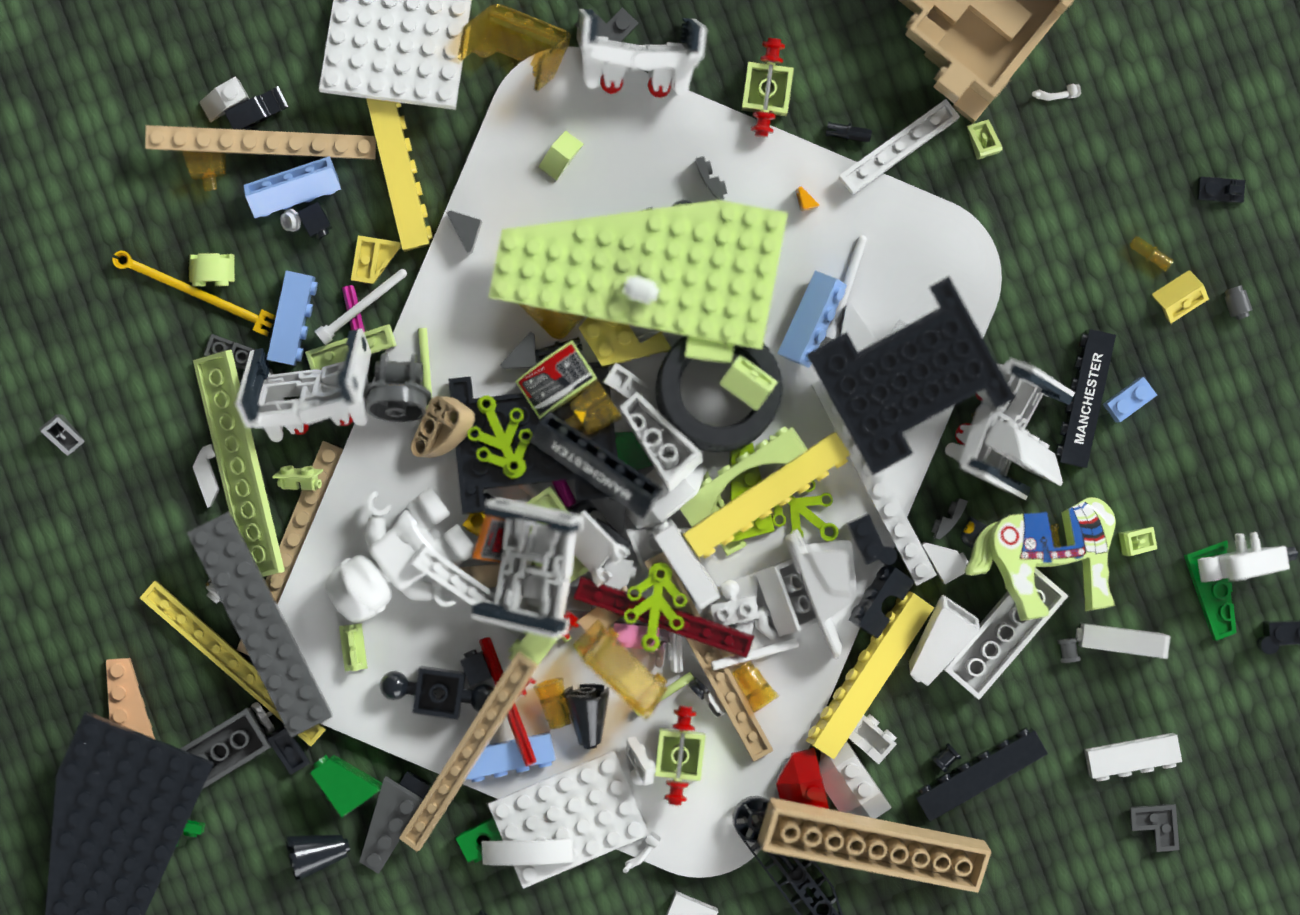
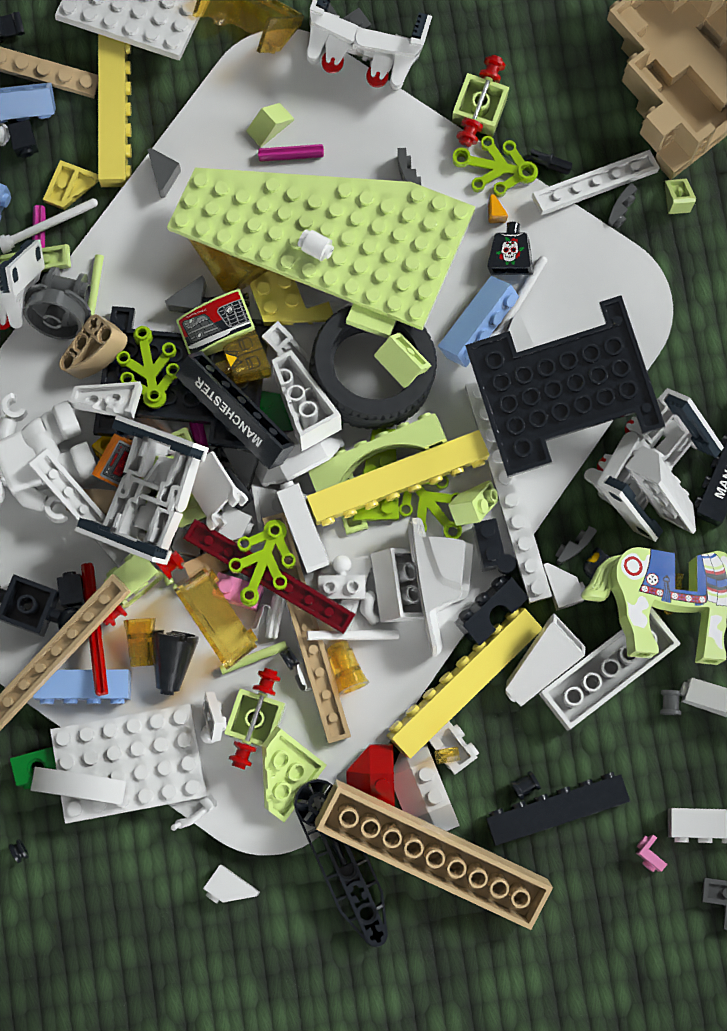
camera: 10 degrees right, 10 degrees down
(470, 480) = (108, 398): none -> white wing
(588, 181) = (291, 152): none -> dark pink axle
(718, 795) = (285, 770): none -> yellowish green plate
(799, 151) = (498, 166): none -> lime plant
(830, 240) = (511, 252): none -> black torso
(844, 503) = (473, 504): none -> yellowish green slope
(868, 749) = (447, 755): none -> clear yellow tile
(926, 172) = (620, 209): none -> dark grey slope
(1077, 803) = (650, 859): none -> bright pink bracket

